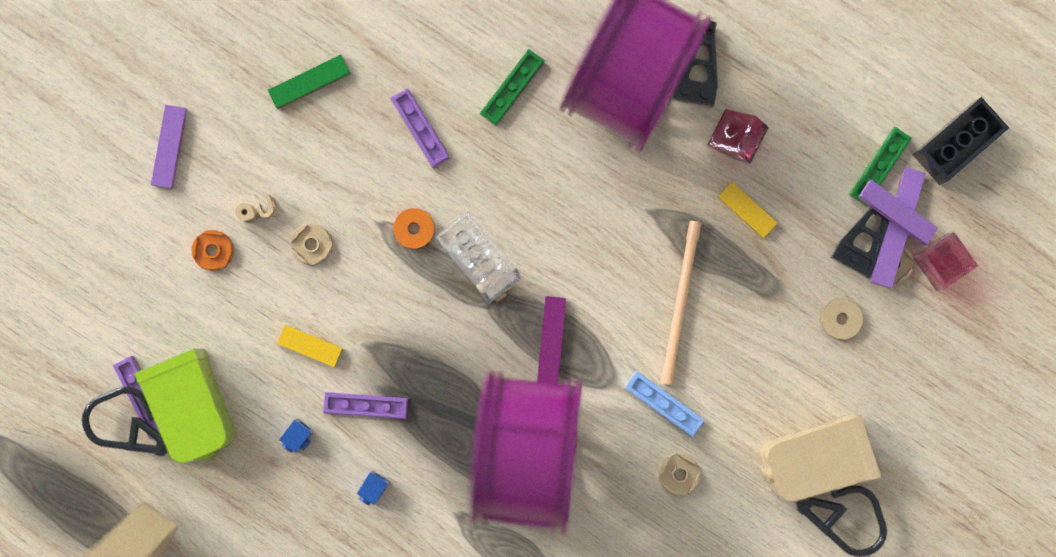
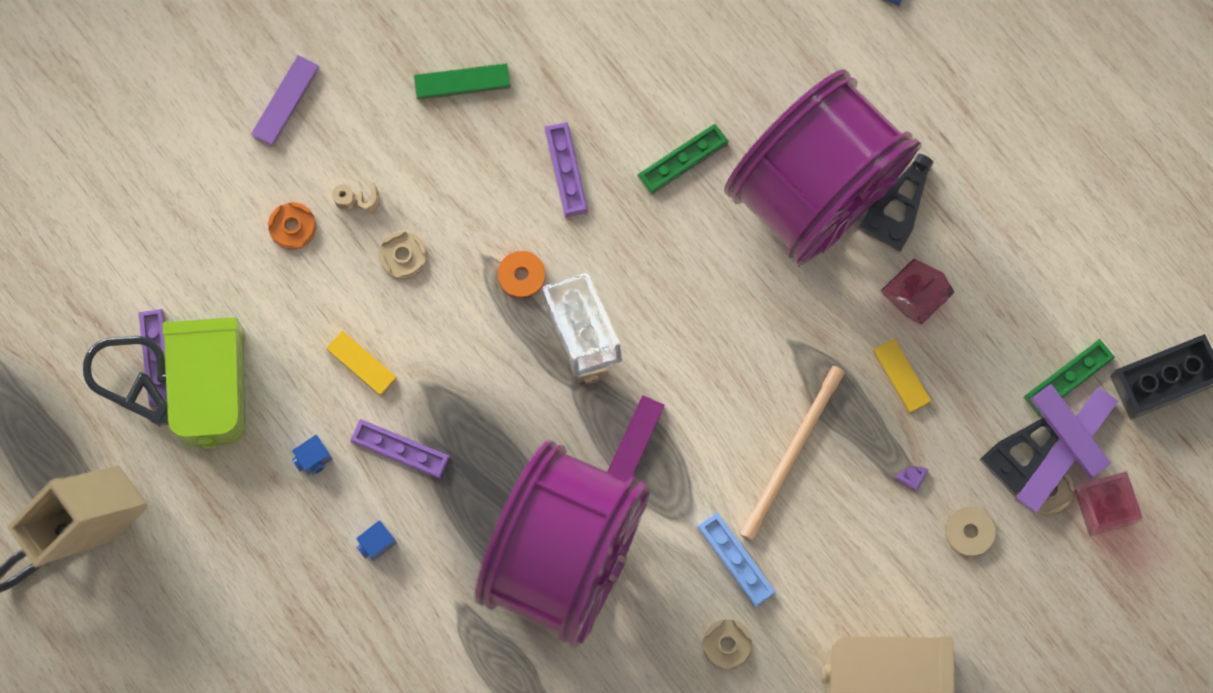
camera: 20 degrees right, 10 degrees down
(781, 290) = (912, 477): none -> medium lavender tile

